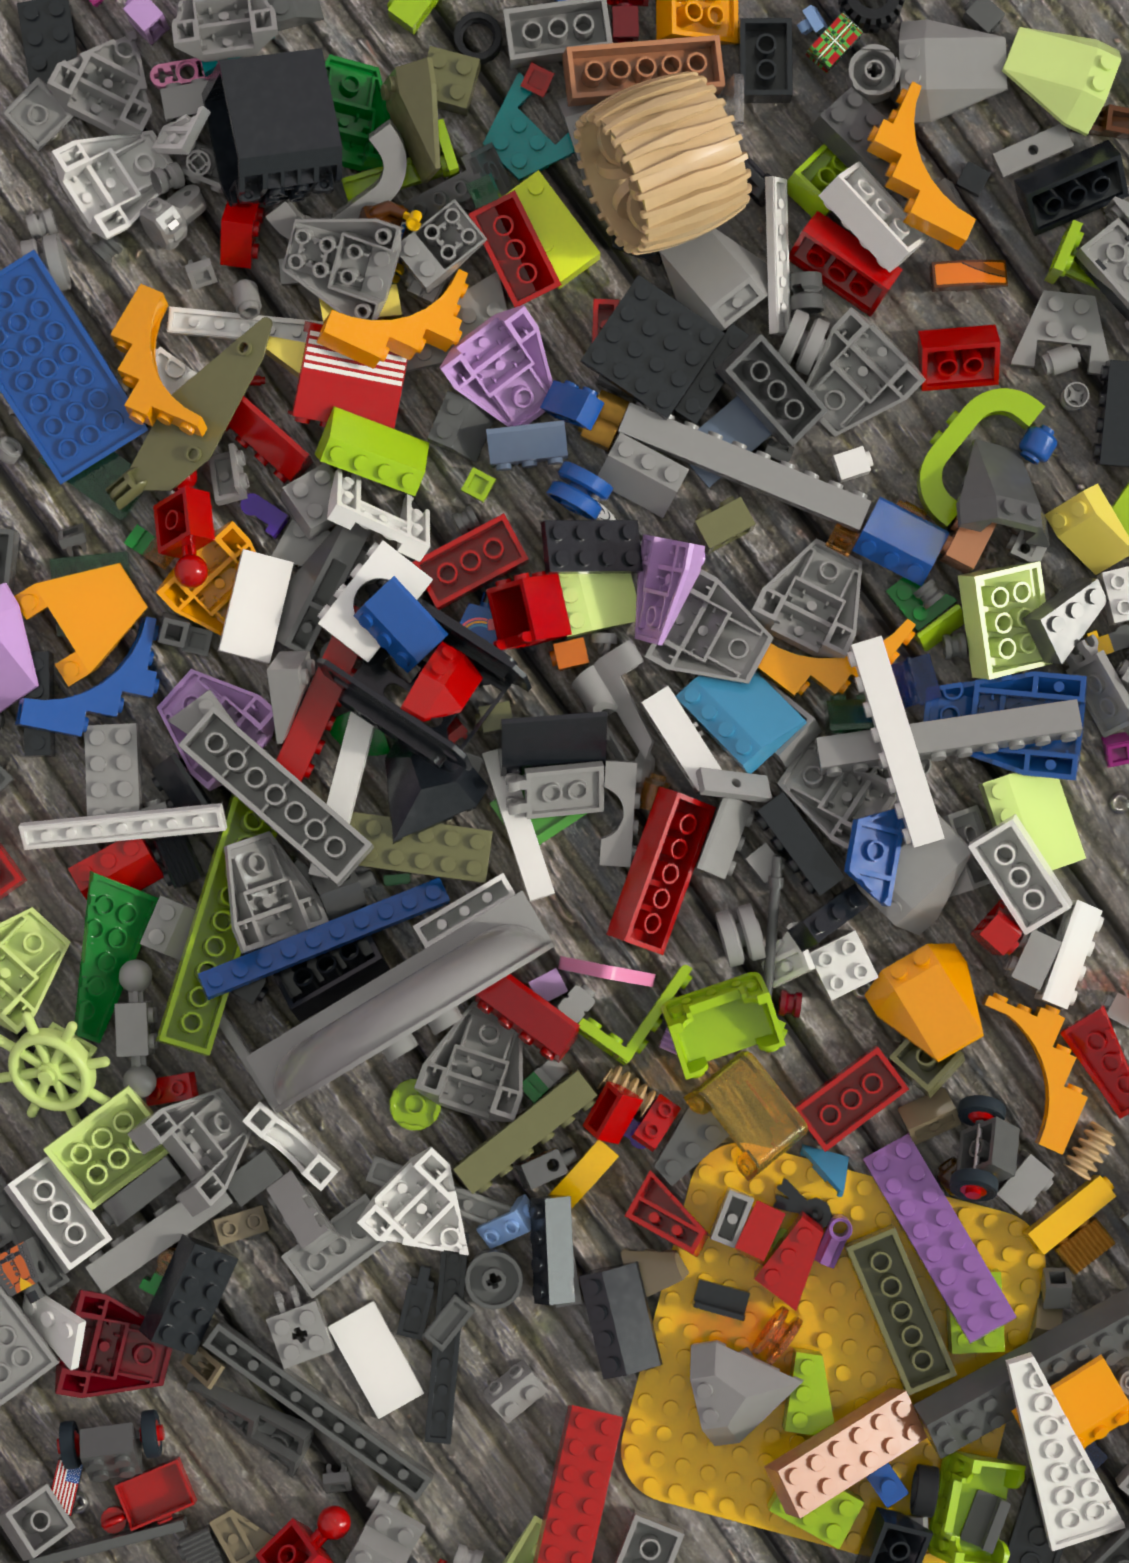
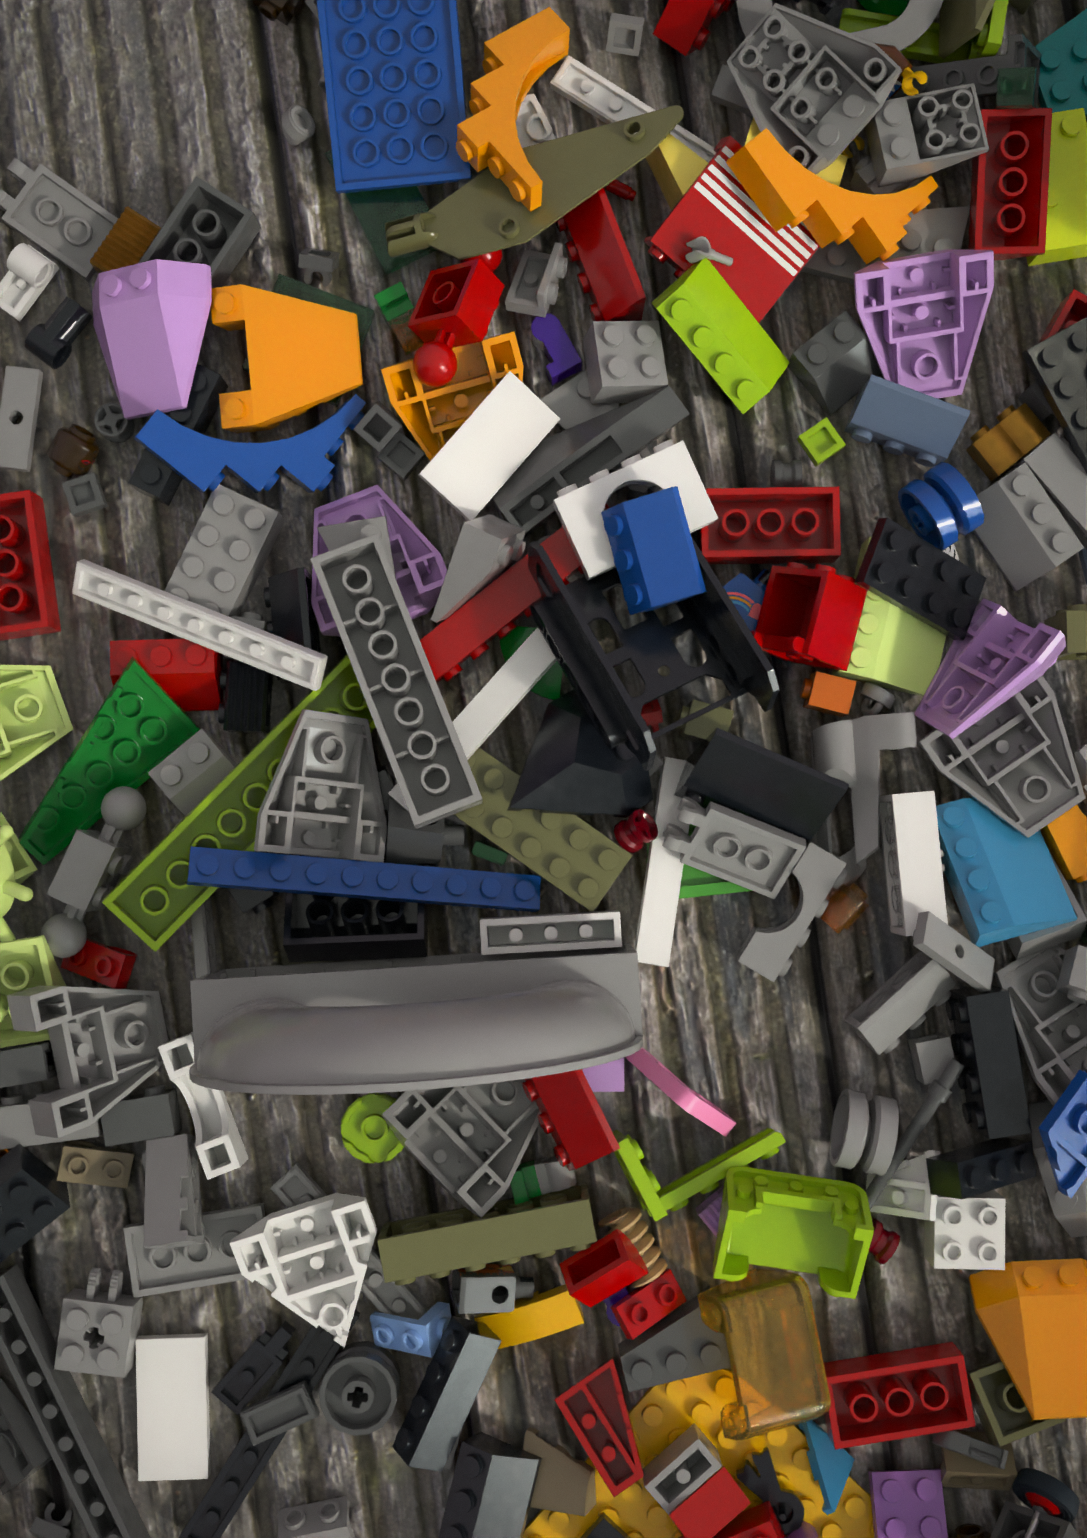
camera: 30 degrees right, 0 degrees up
(246, 299) = (663, 87): light grey brick -> none
(332, 404) = (702, 249): none -> light grey hand
(409, 530) = (660, 380): white wedge -> none
(442, 685) = (667, 649): red wedge -> none
(487, 813) = (636, 831): none -> dark red wheel
(572, 404) = (991, 403): blue brick -> none
(577, 1002) = (627, 1112): light grey brick -> none
(661, 870) = (808, 1005): red brick -> none
(916, 1106) = (972, 1448): none -> dark grey piece

